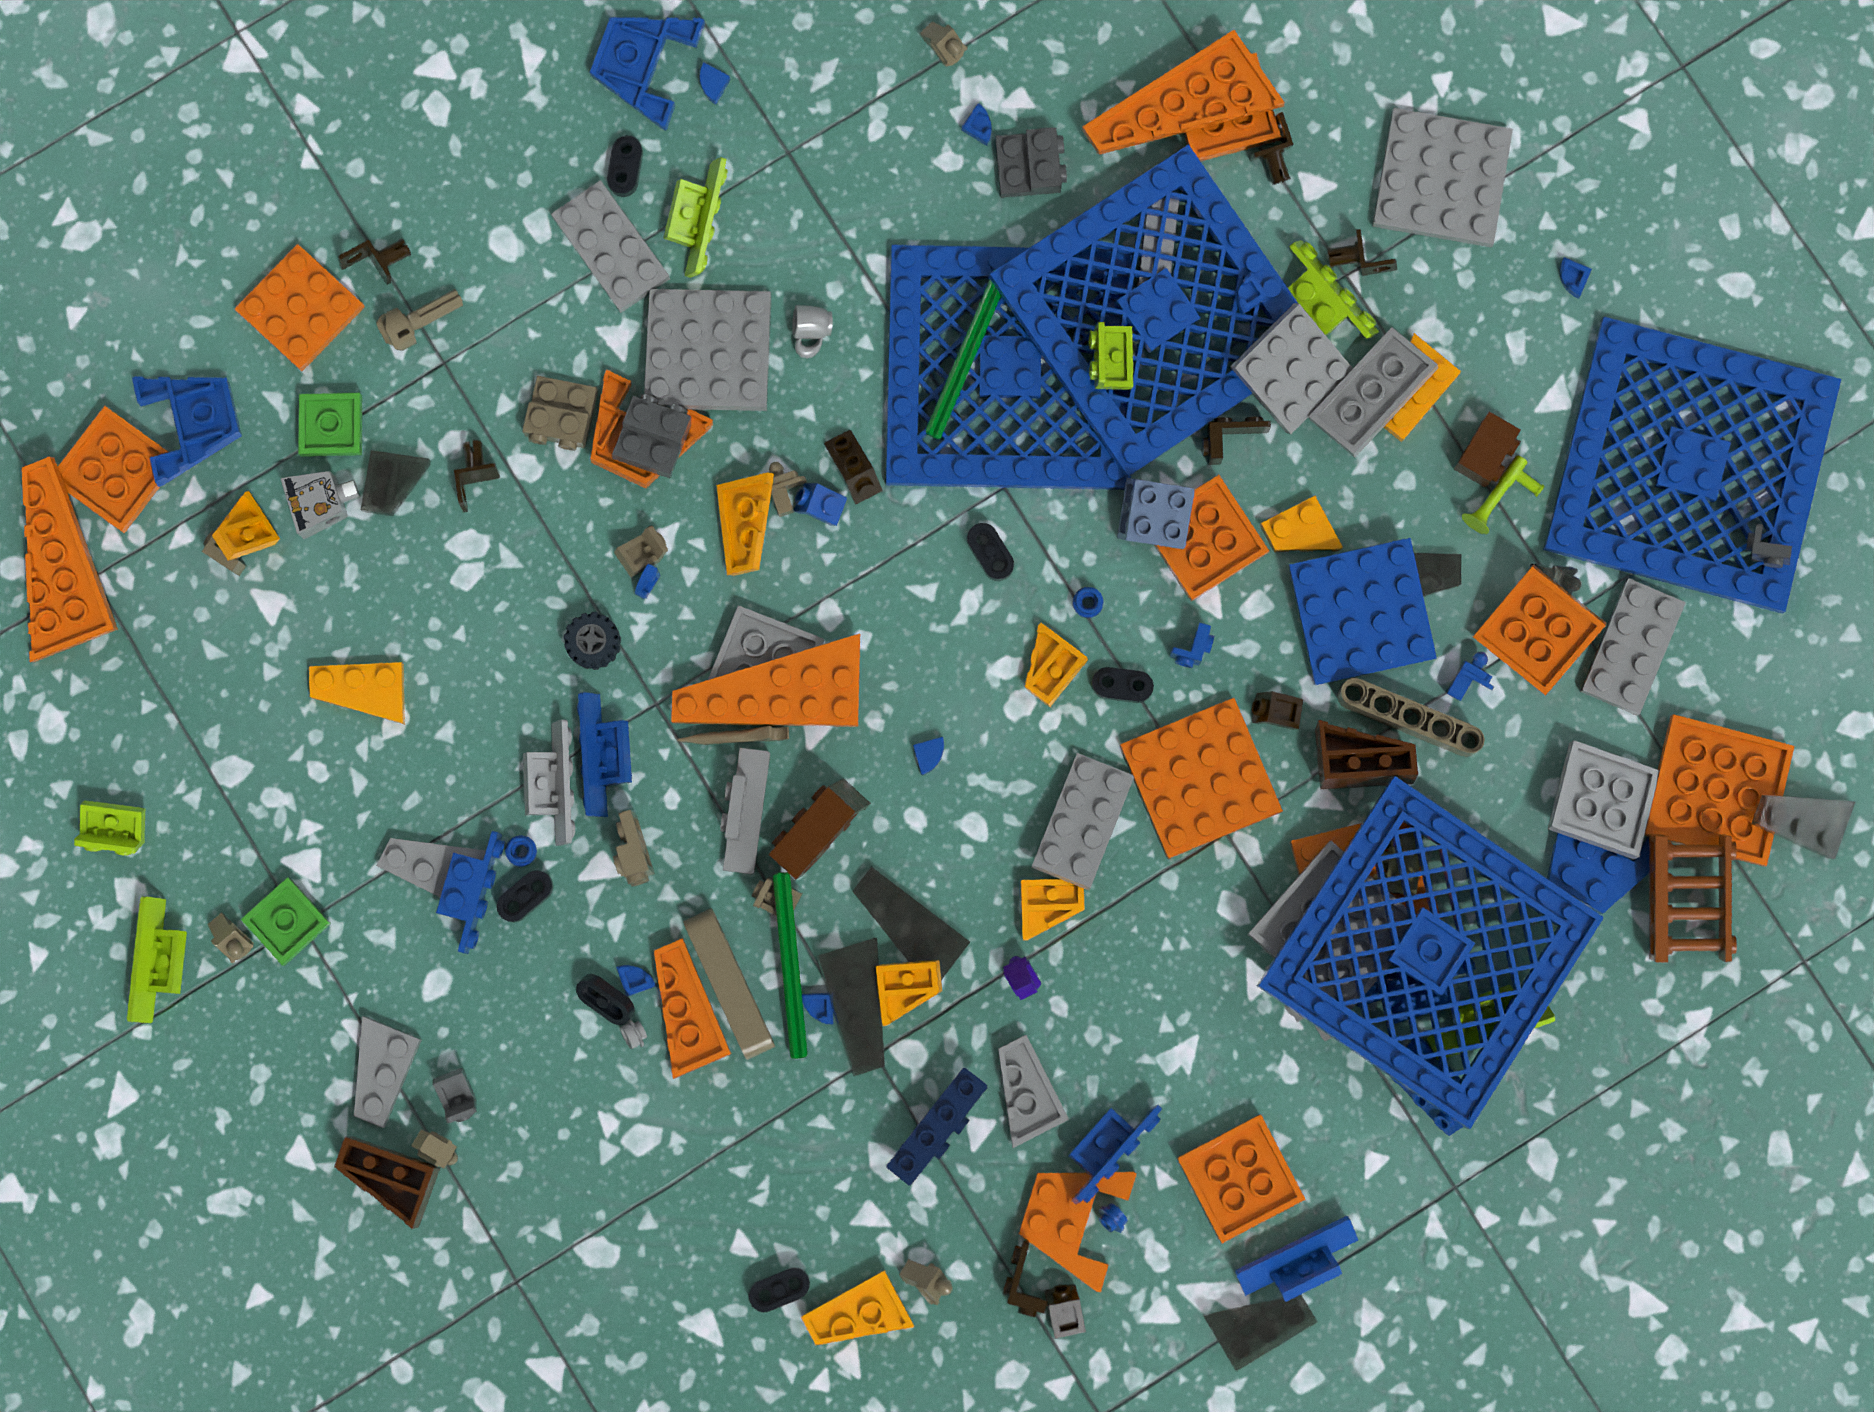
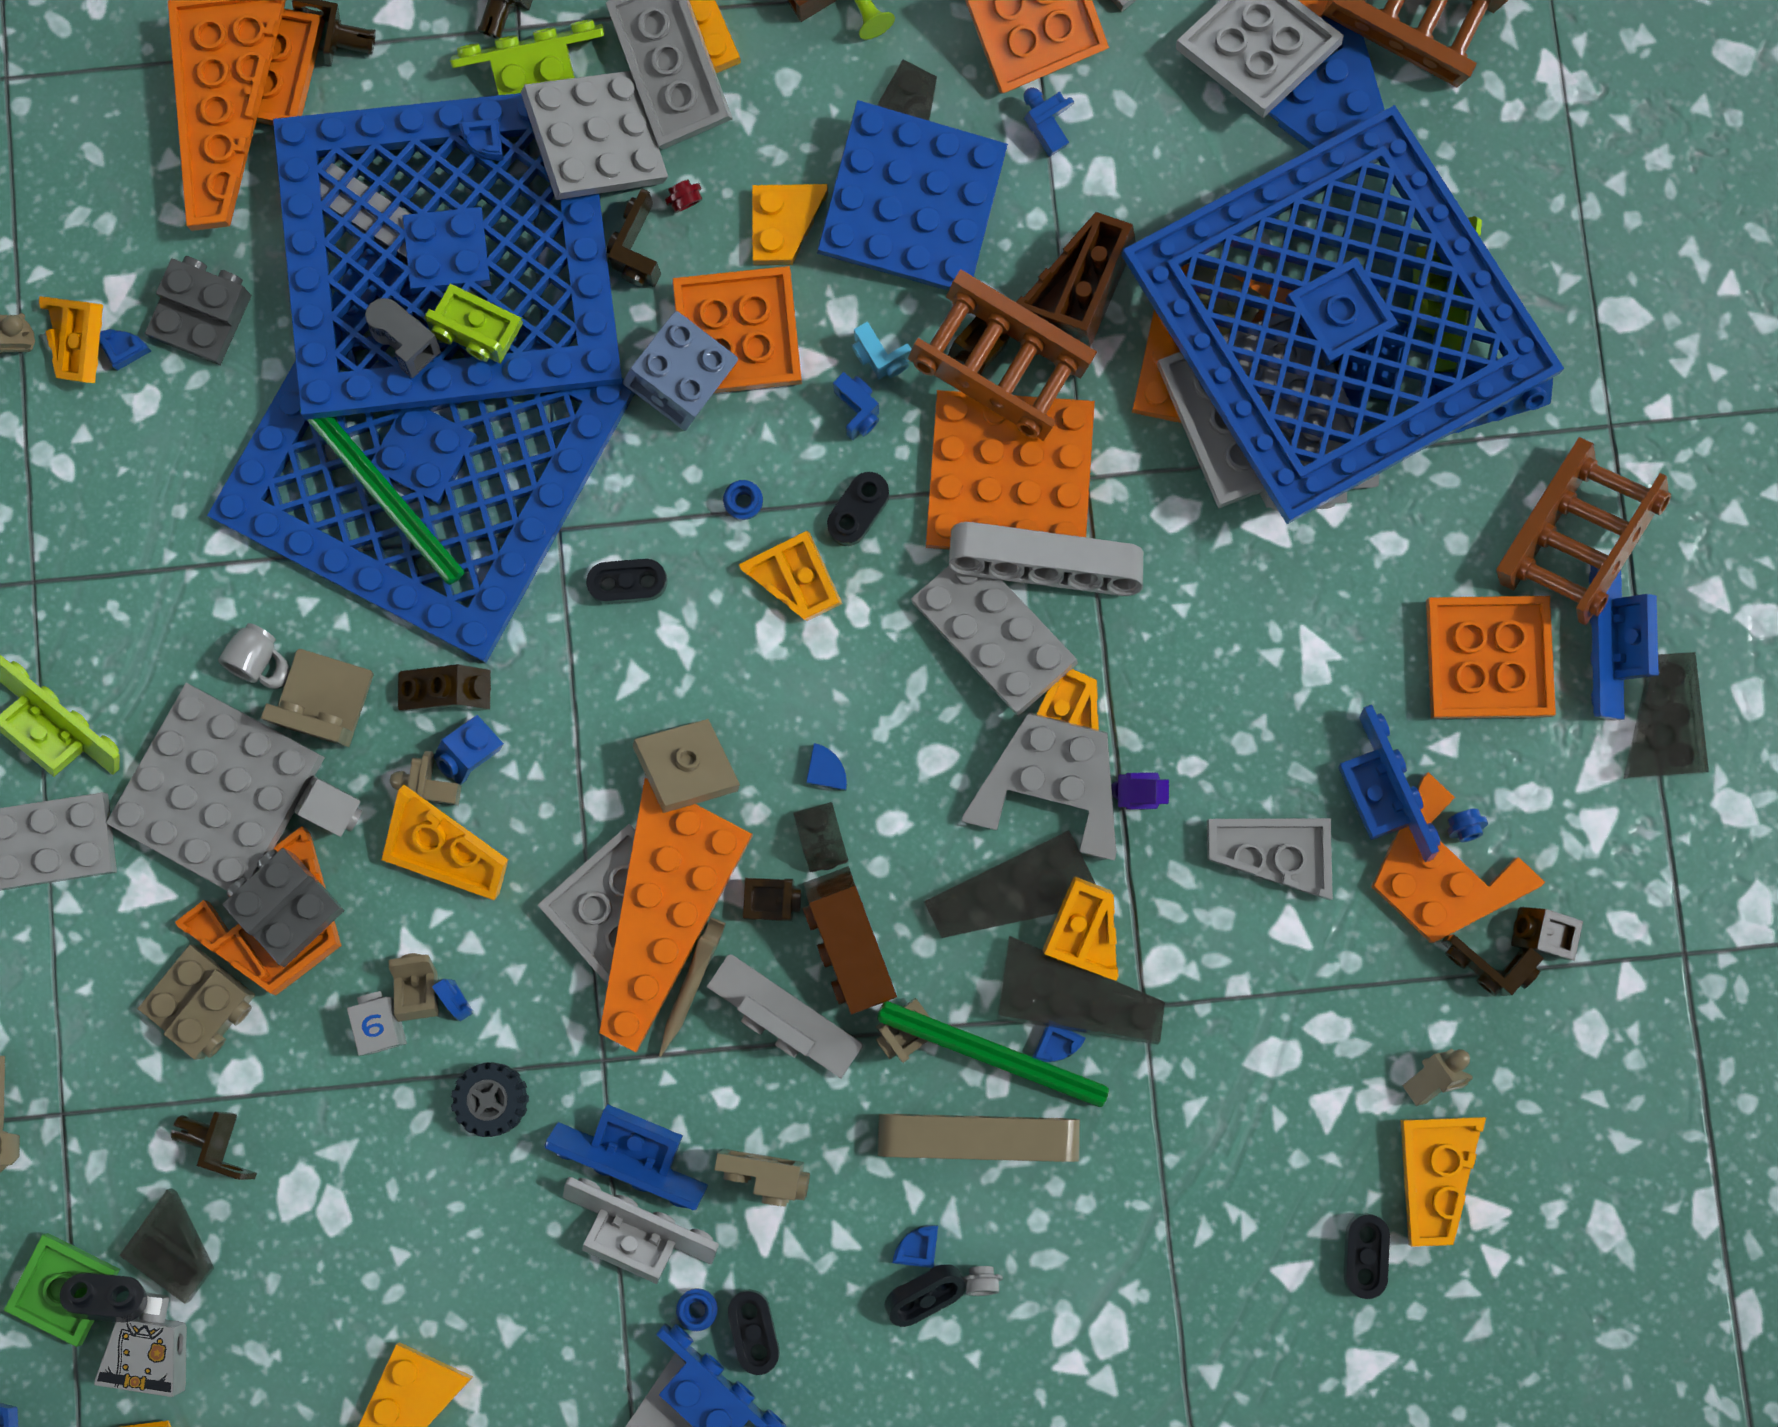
camera: 60 degrees left, 0 degrees up
(337, 453) = (101, 1296): none -> black plate
(604, 538) = (375, 1024): none -> light grey brick
(689, 1019) = (992, 1204): orange wing -> none
(734, 431) = (328, 807): none -> light grey brick
(805, 387) = (321, 698): none -> dark tan bracket
(820, 761) = (771, 899): none -> dark brown bracket
(880, 774) = (821, 837): none -> clear smoke bracket
(882, 657) = (686, 765): none -> dark tan plate
(943, 1118) = (1268, 974): dark blue bracket -> none
(968, 90) = (73, 337): none -> light orange wing
(1011, 913) = (1058, 765): none -> light grey wing
(1082, 306) = (396, 327): none -> dark grey leg
(1151, 832) = (1046, 559): none -> light grey beam
(1237, 637) = (870, 350): none -> medium azure bracket
(1282, 452) = (683, 196): none -> dark red plate
(1306, 716) = (1008, 318): none -> dark orange fence
(1379, 1174) = (1561, 499): none -> dark orange fence
(1426, 717) = (1065, 189): dark tan beam -> none

